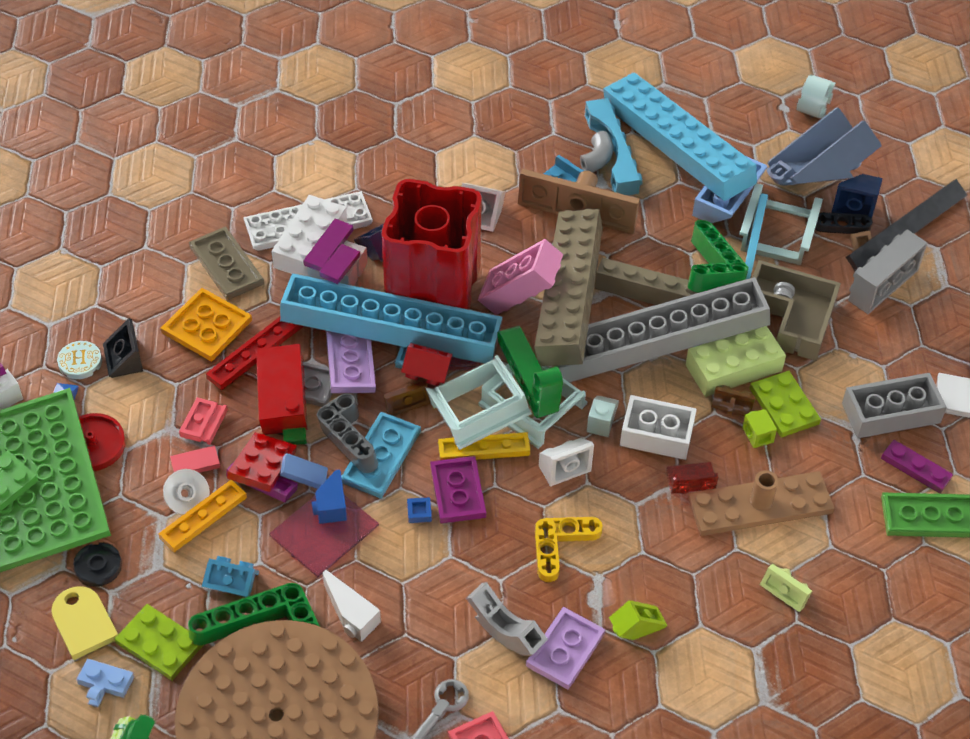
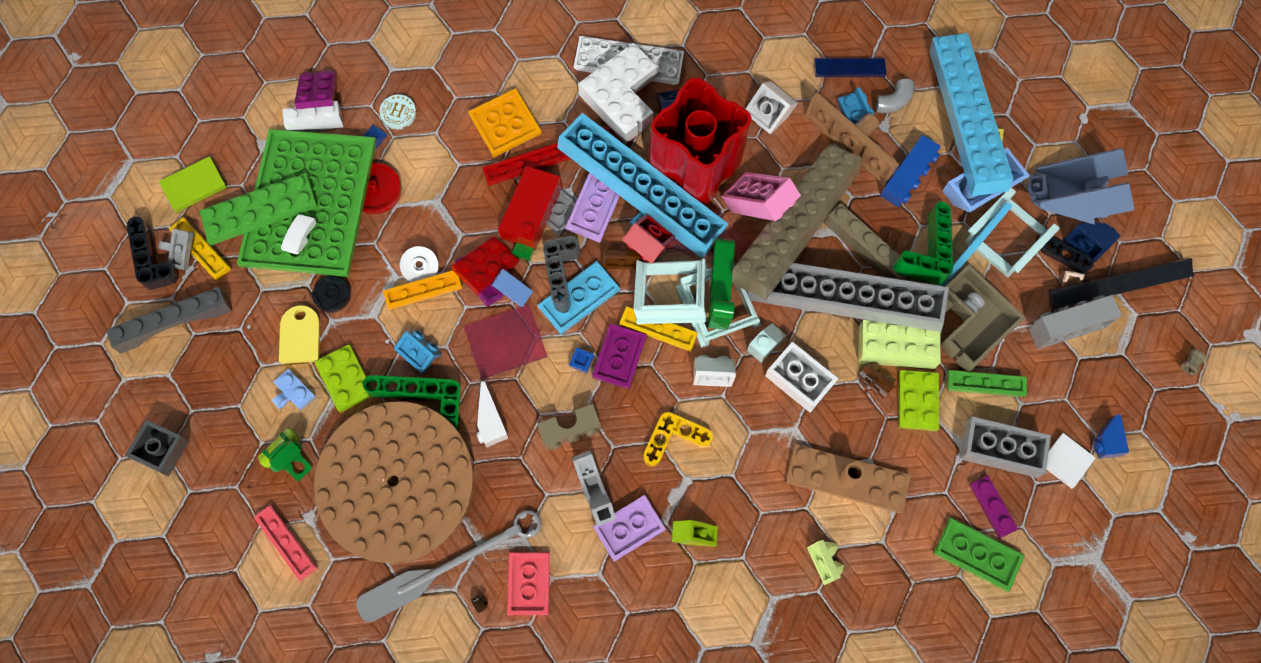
camera: 25 degrees right, 20 degrees up
(30, 512) = (296, 235): none -> white slope
(122, 351) = (432, 120): black slope -> none
(197, 460) = (439, 240): coral tile -> none
(203, 421) = (461, 208): coral plate -> none
(226, 263) = (547, 72): dark tan tile -> none
(328, 243) = (622, 99): magenta tile -> none
(330, 500) = (519, 322): blue slope -> none
(339, 264) = (622, 121): magenta tile -> none
(431, 592) = (555, 435): none -> dark tan arch
(537, 146) = (850, 67): none -> clear blue tile
(624, 174) = (917, 64): medium azure arch -> none
(651, 209) = (910, 171): none -> blue brick
(691, 477) = (805, 431): clear red bracket -> none
(759, 428) = (883, 414): lime brick -> none
(815, 96) = (1115, 122): light aqua brick -> none
(840, 360) = (986, 383): none -> bright green plate

